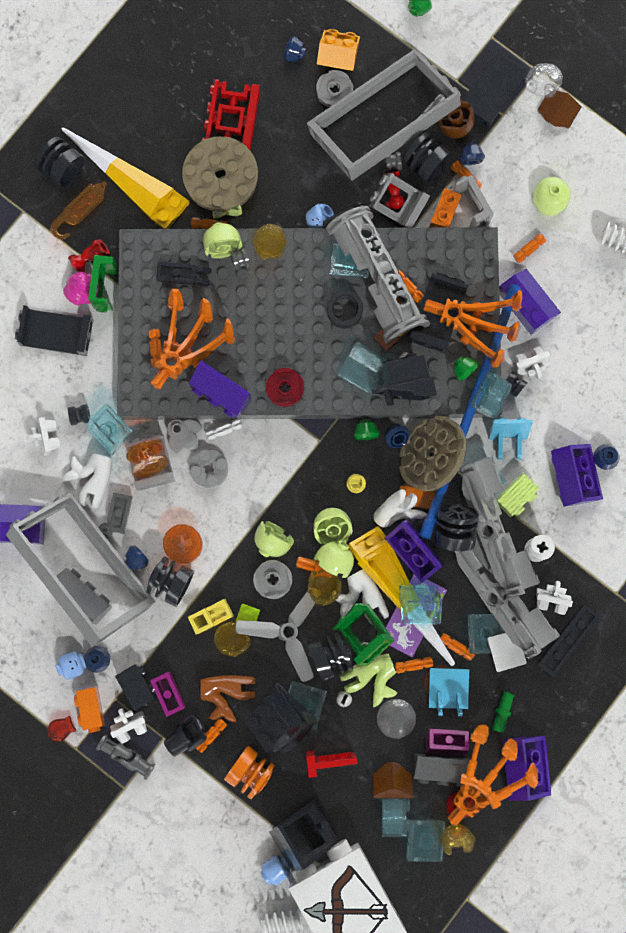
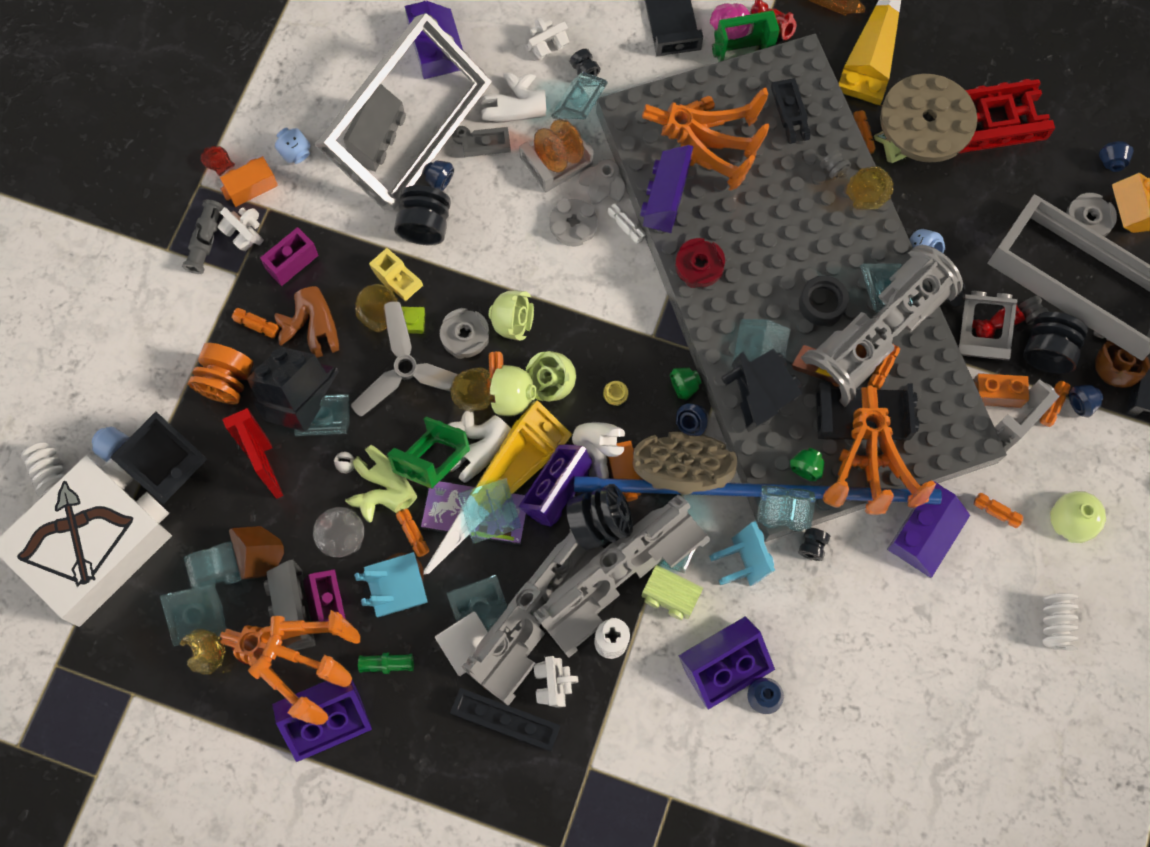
camera: 70 degrees right, 10 degrees down
(100, 664) = (308, 172): dark blue cone -> none
(136, 686) = (286, 217): black brick -> none
(173, 538) = (469, 208): clear orange piece -> none
(183, 739) = (243, 291): black piece -> none
(221, 240) = (848, 133): yellowish green cylinder -> none
(330, 656) = (389, 422): black wheel -> none
(456, 646) = (452, 576): orange axle -> none
(533, 365) = (849, 560): white hips -> none

